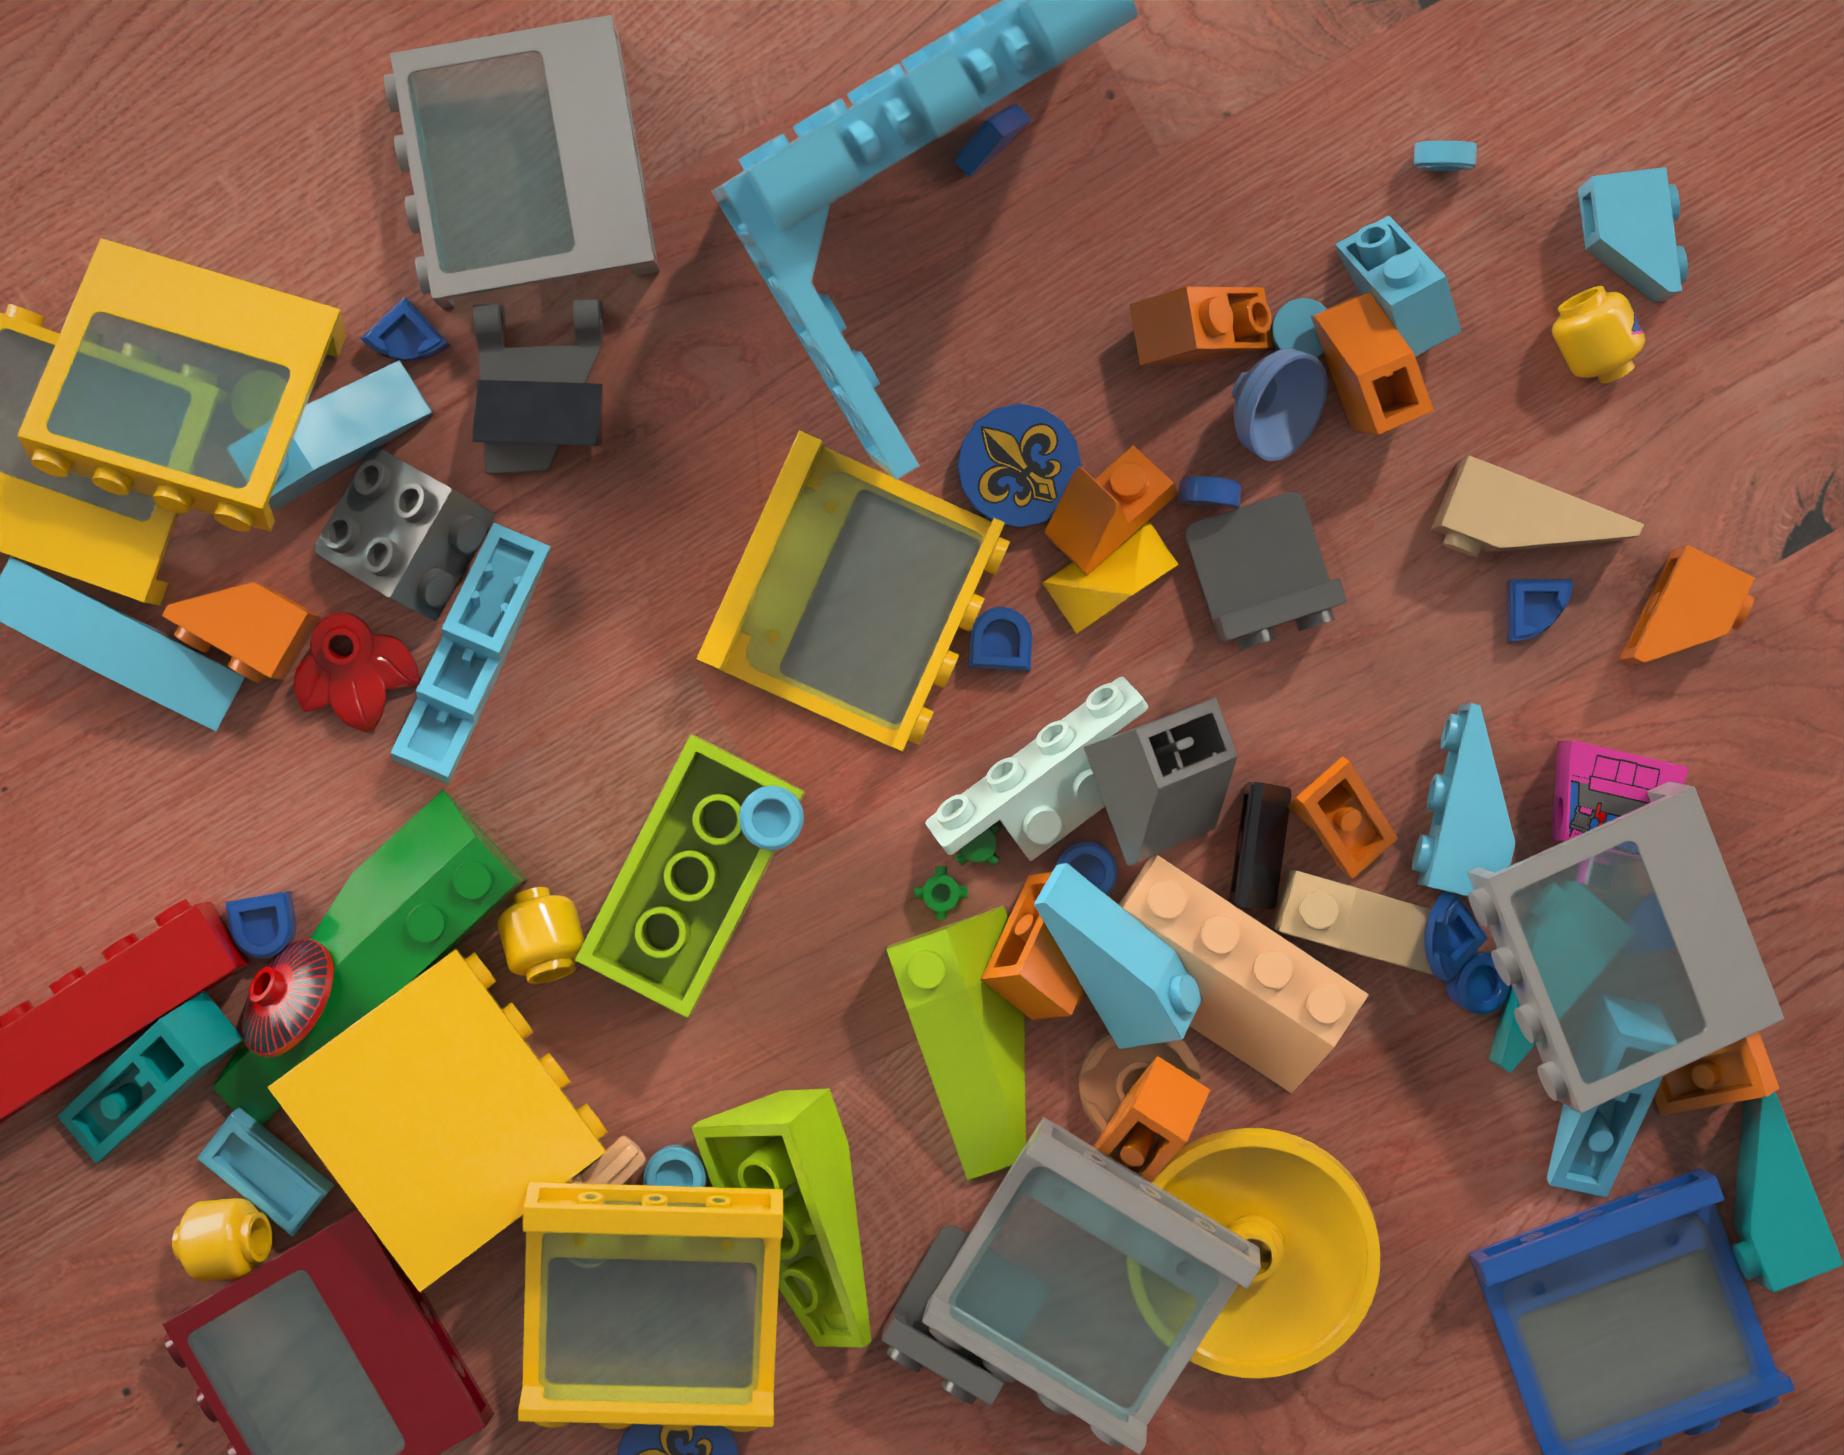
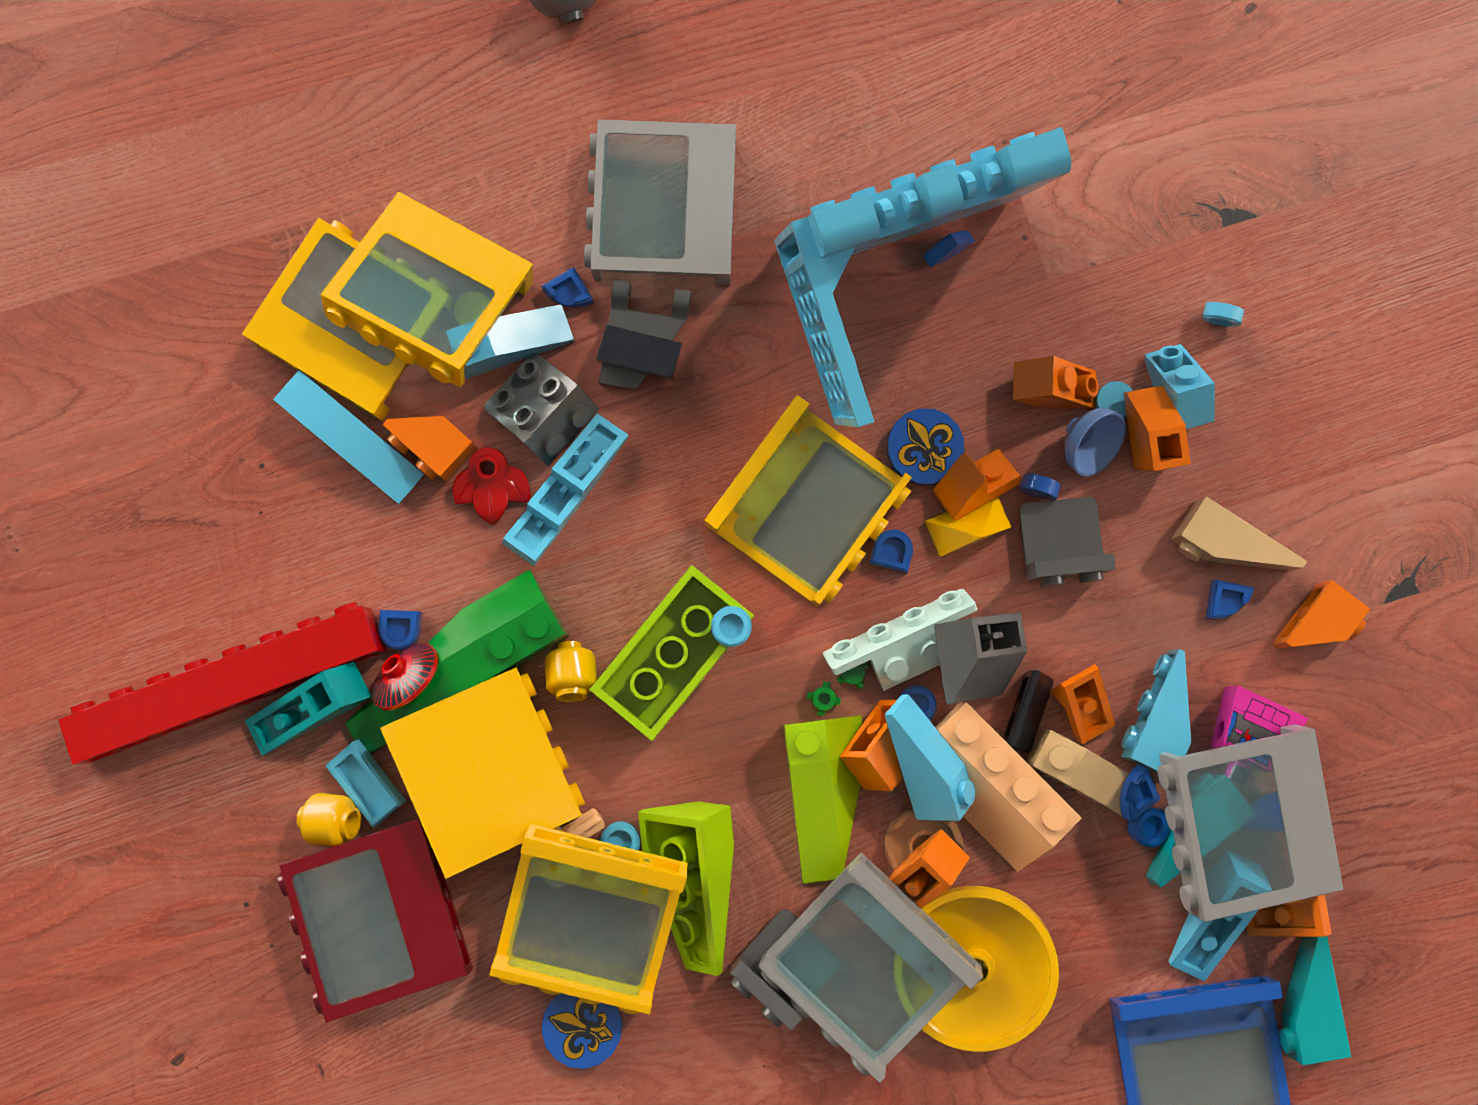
camera: 10 degrees right, 5 degrees down
(1598, 334) = (1297, 441): yellow head -> none
(1632, 229) = (1330, 381): medium azure slope -> none

